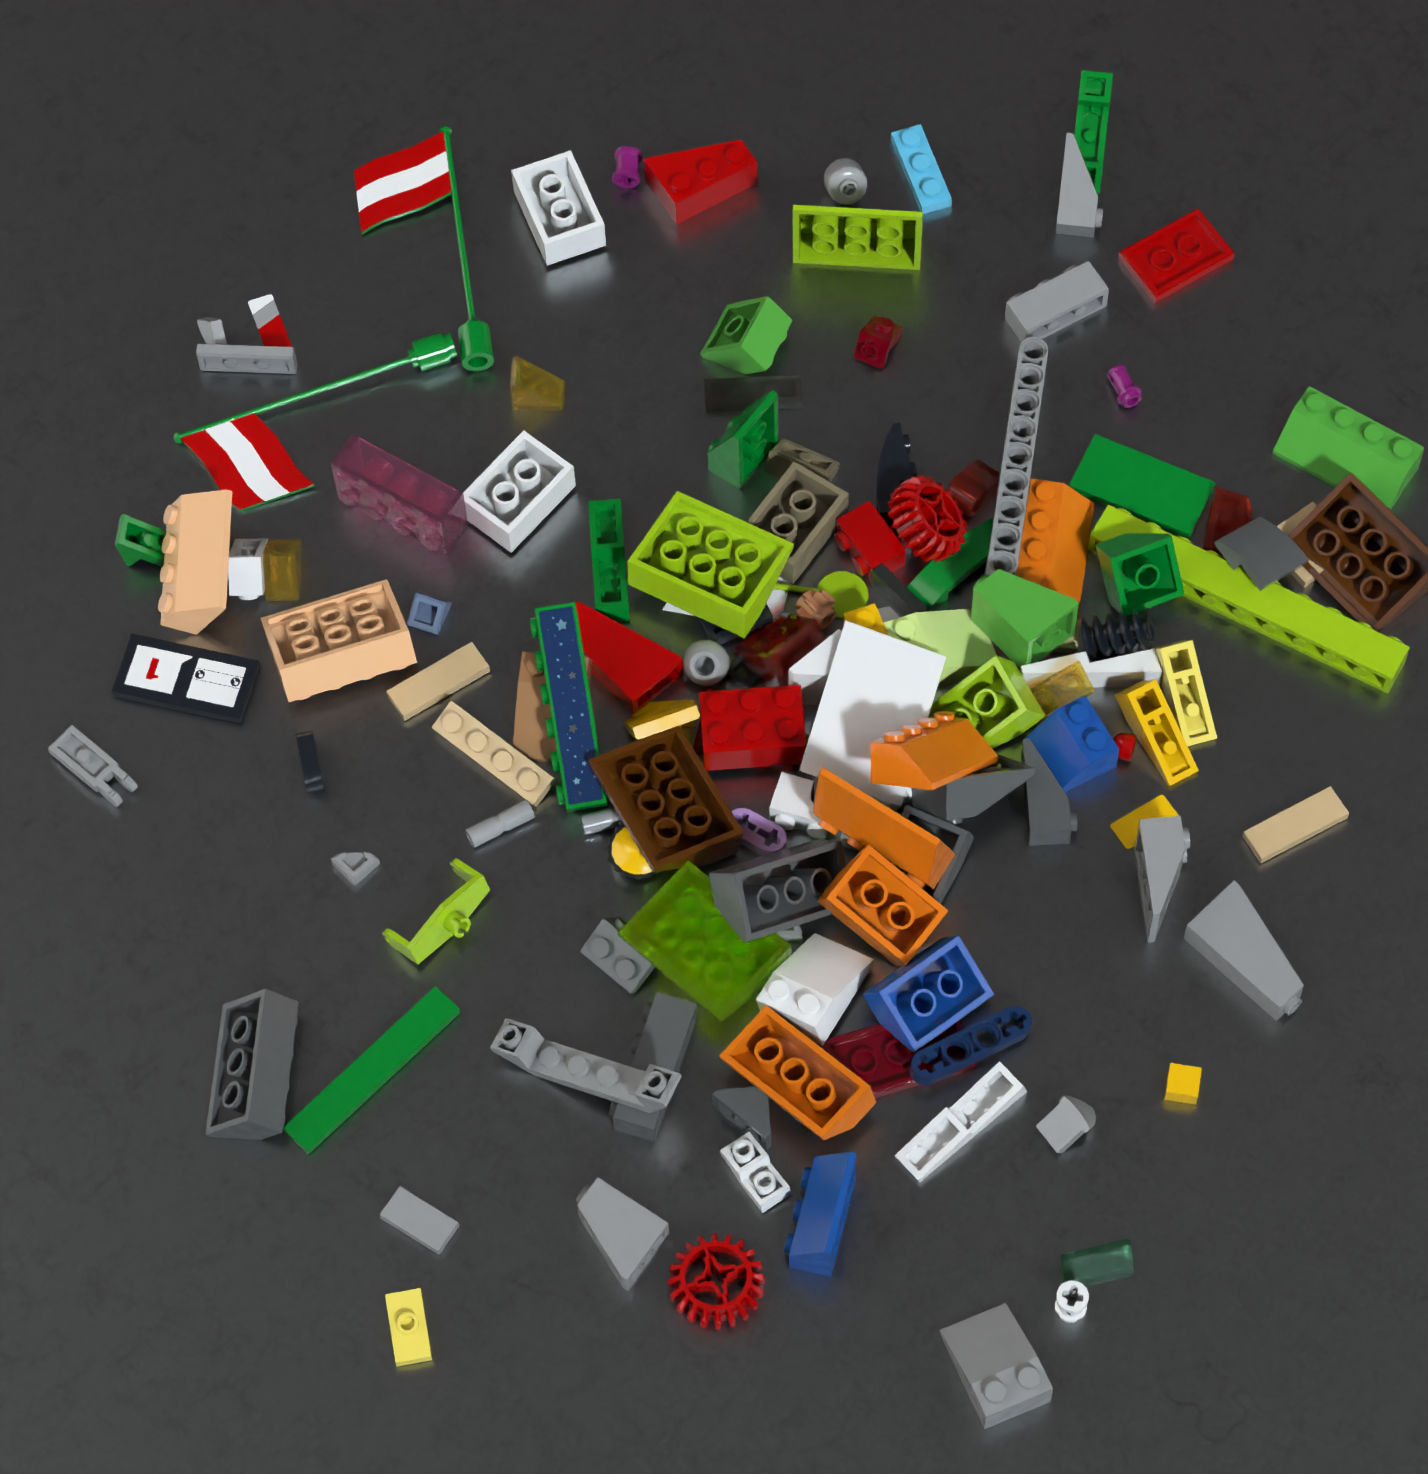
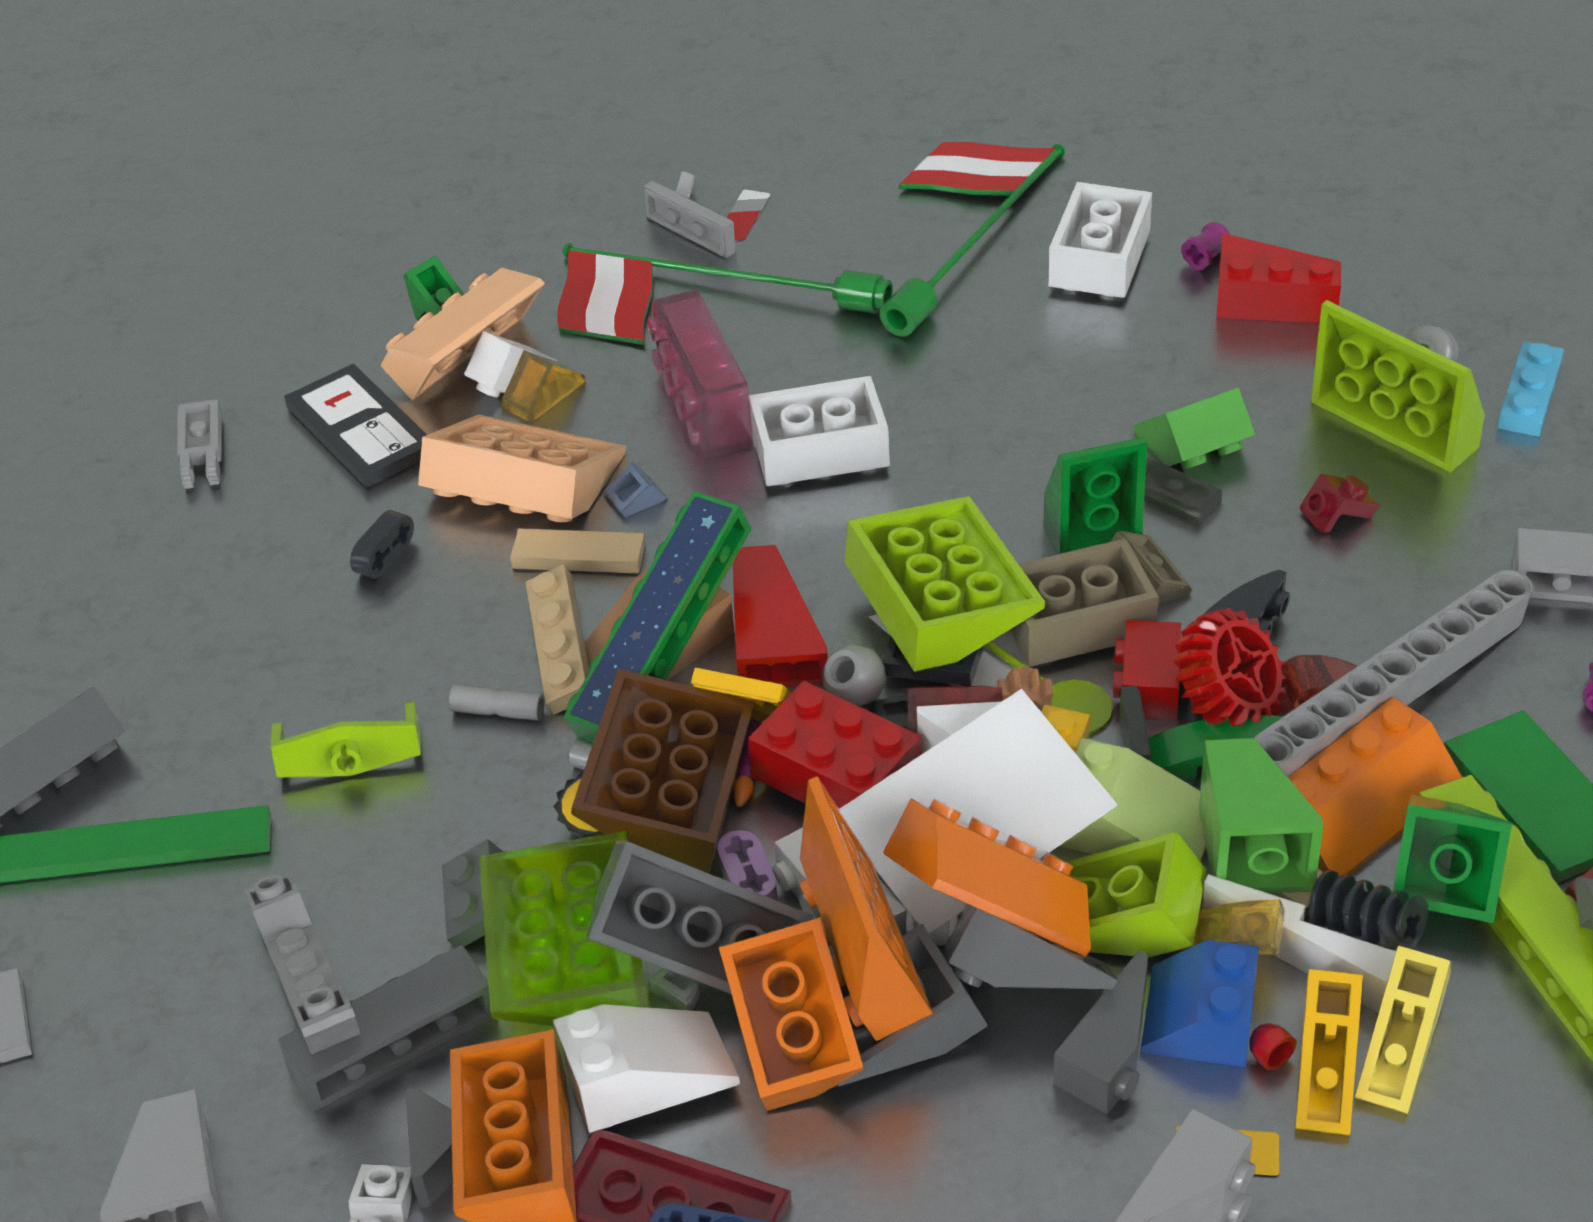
camera: 40 degrees right, 20 degrees down
(355, 865) = (325, 658): light grey tile -> none
(535, 388) = (927, 362): clear yellow slope -> none
(608, 559) = (823, 571): green slope -> none
(929, 993) = (762, 1152): blue slope -> none

